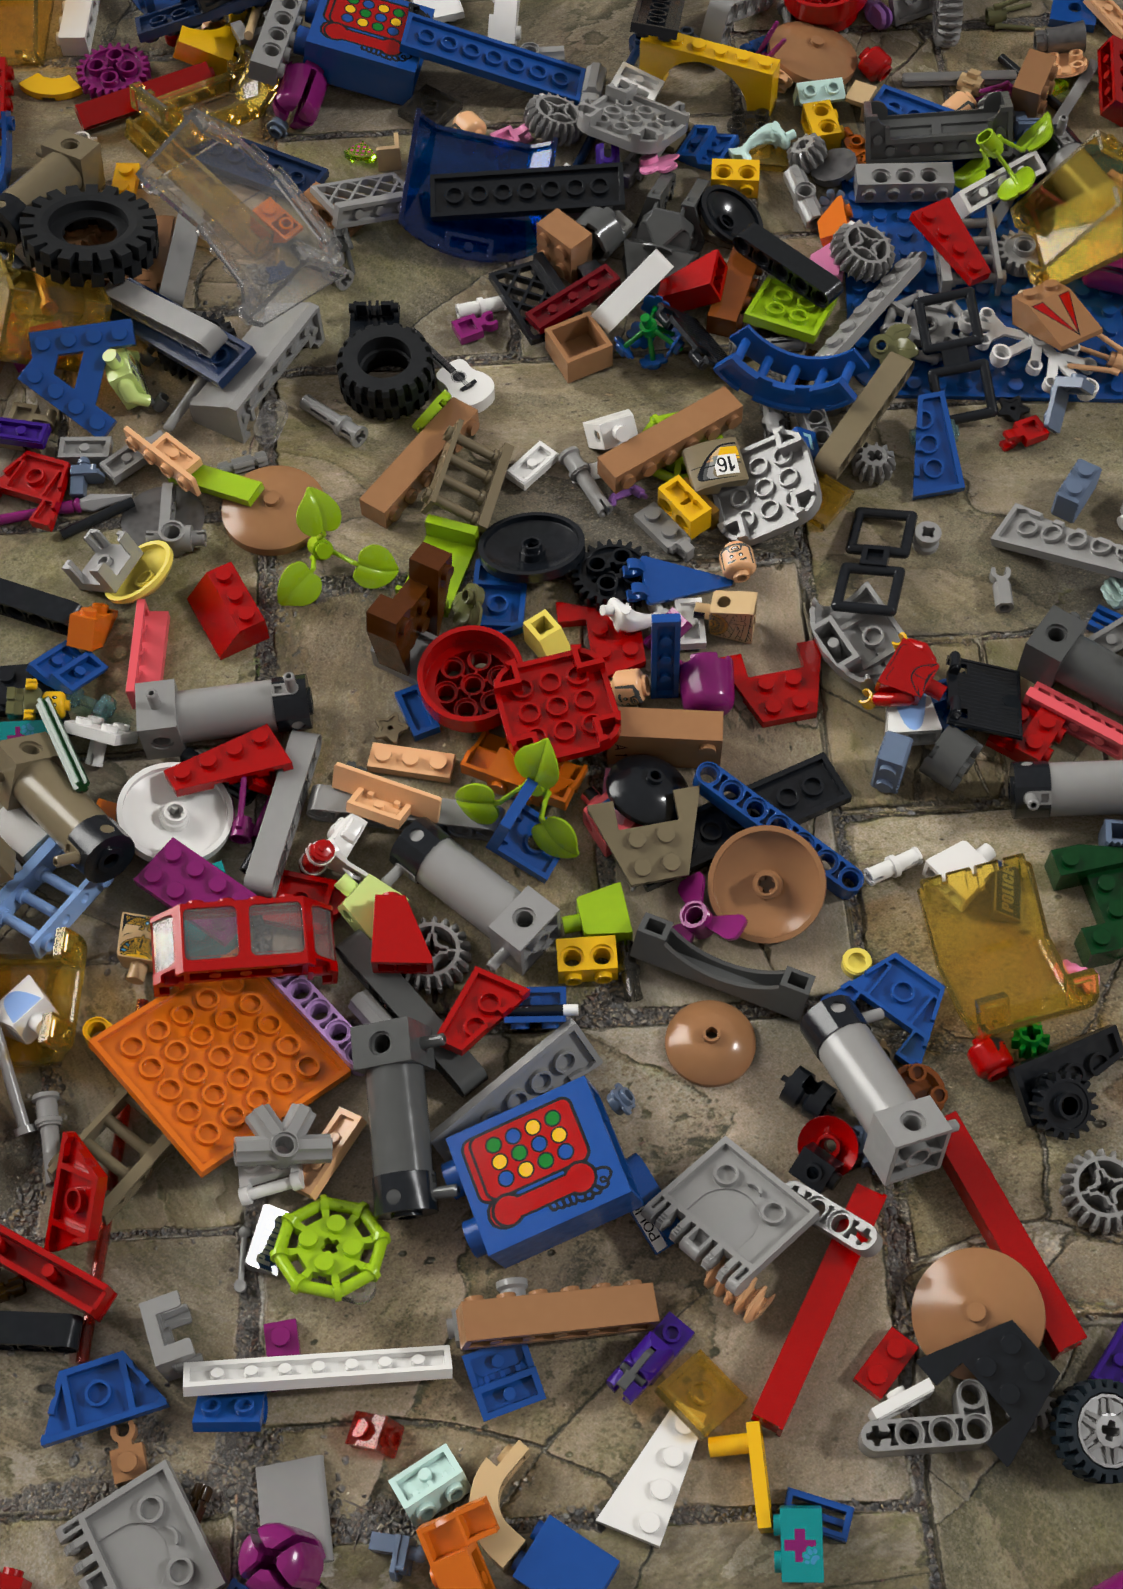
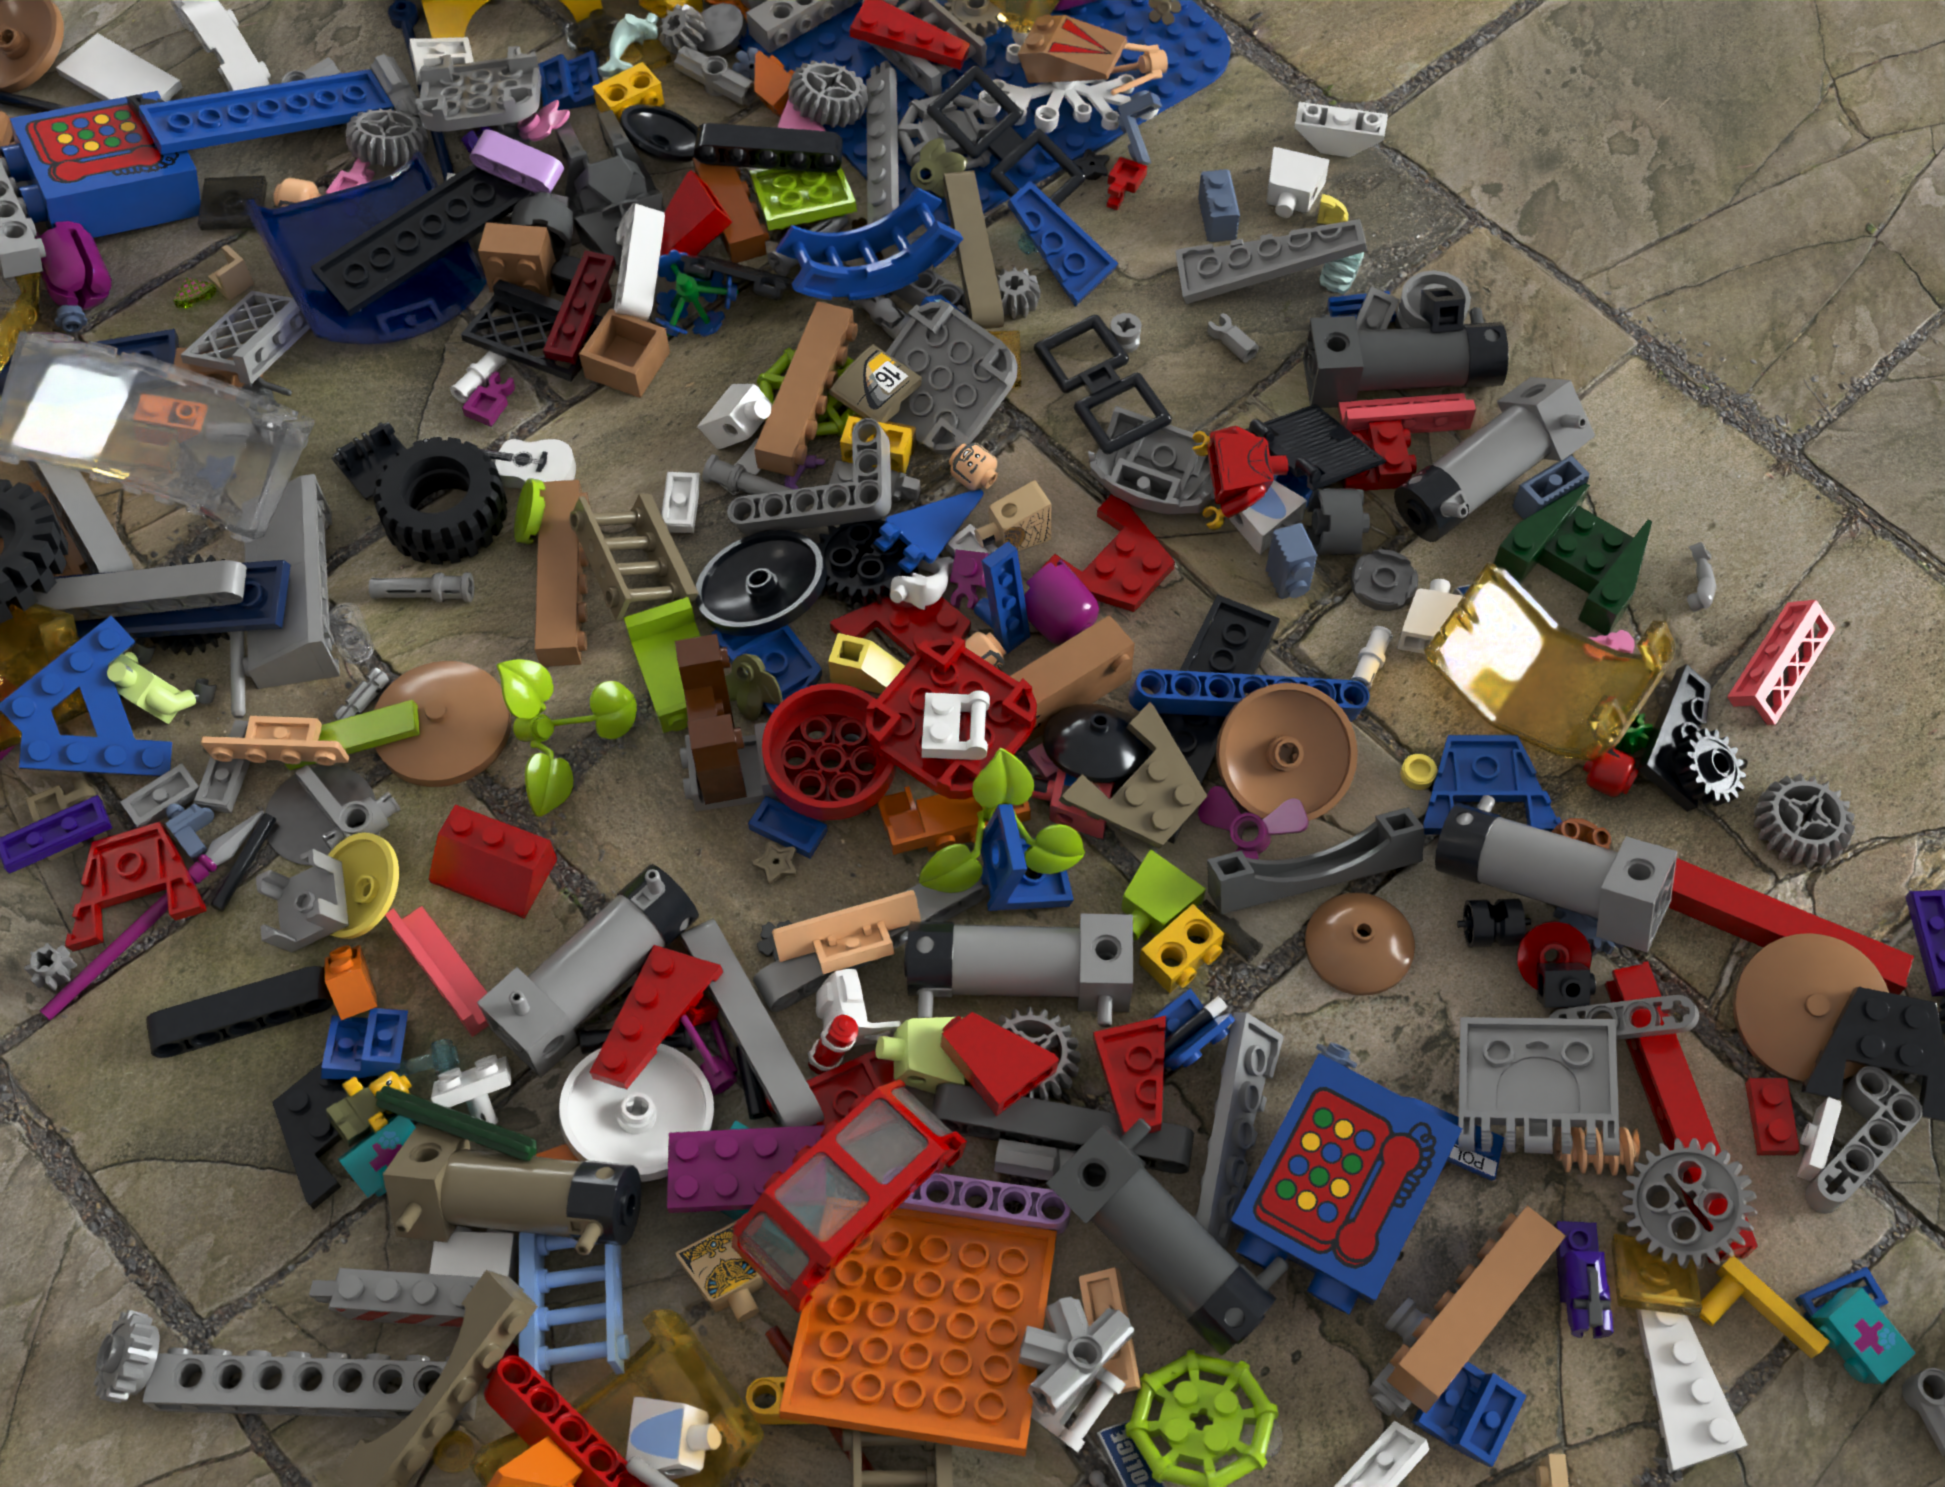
camera: 40 degrees left, 0 degrees up
(411, 762) = (828, 881): light nougat plate -> none
(543, 705) = (942, 725): none -> white plate
(608, 179) = (516, 162): none -> lavender beam
(639, 533) = (826, 496): none -> light grey beam
(758, 1365) = (1716, 1181): none -> light grey gear
(954, 820) = (1382, 589): none -> flat silver tile

